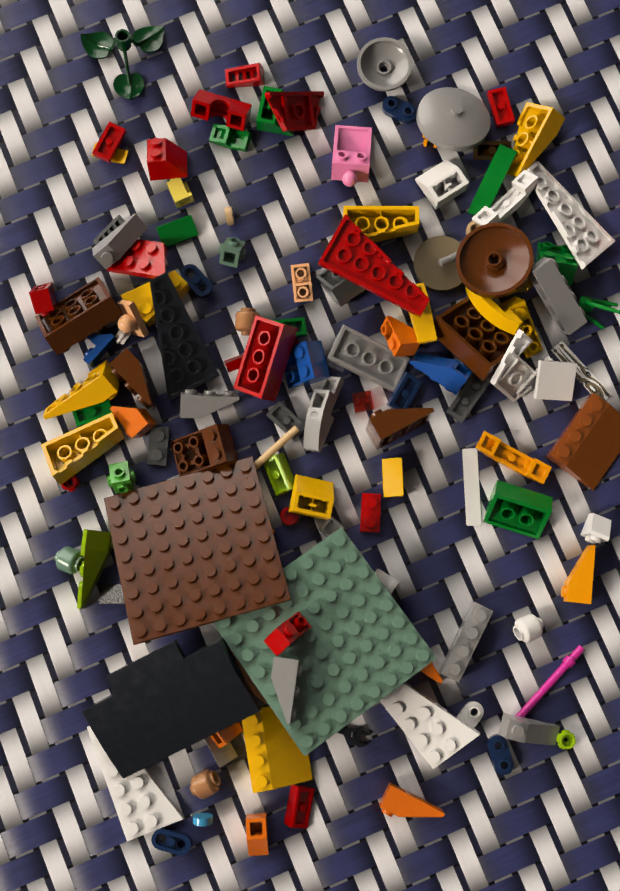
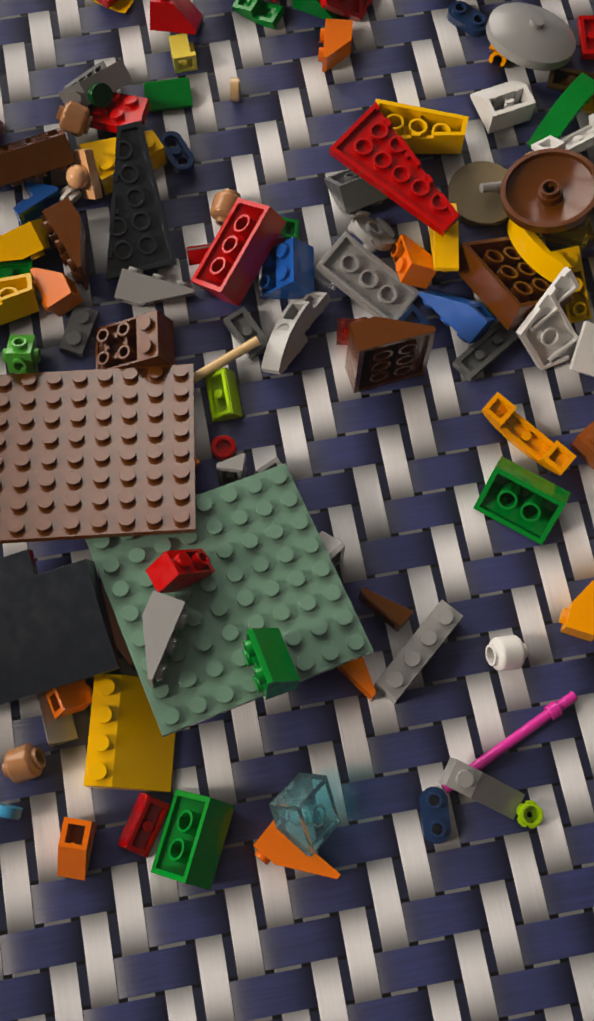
camera: 10 degrees right, 10 degrees down
(111, 274) = (74, 118): none -> medium nougat head
(126, 249) = (100, 95): none -> dark green tile
(232, 252) = (228, 127): sand green brick -> none
(300, 155) = (337, 42): none -> orange slope
(301, 282) = (305, 180): light nougat slope -> none
(303, 538) = (232, 469): none -> light grey slope
(312, 497) = (256, 429): yellow slope -> none
(336, 810) = (193, 839): none -> green slope
(351, 154) = (398, 53): bright pink slope -> none
(354, 735) = (240, 744): black piece -> none
(366, 326) = (373, 233): none -> light grey plate
(369, 689) = (270, 662): none -> green slope
(370, 512) = (328, 465): red plate -> none
(392, 477) = (366, 428): yellow slope -> none
(411, 775) = (306, 812): none -> clear light blue slope
(428, 724) = (341, 746): white wing -> none
(442, 617) = (389, 611): none -> reddish brown slope
(465, 714) = (400, 757): white plate -> none
(471, 487) = (467, 463): white sticker -> none

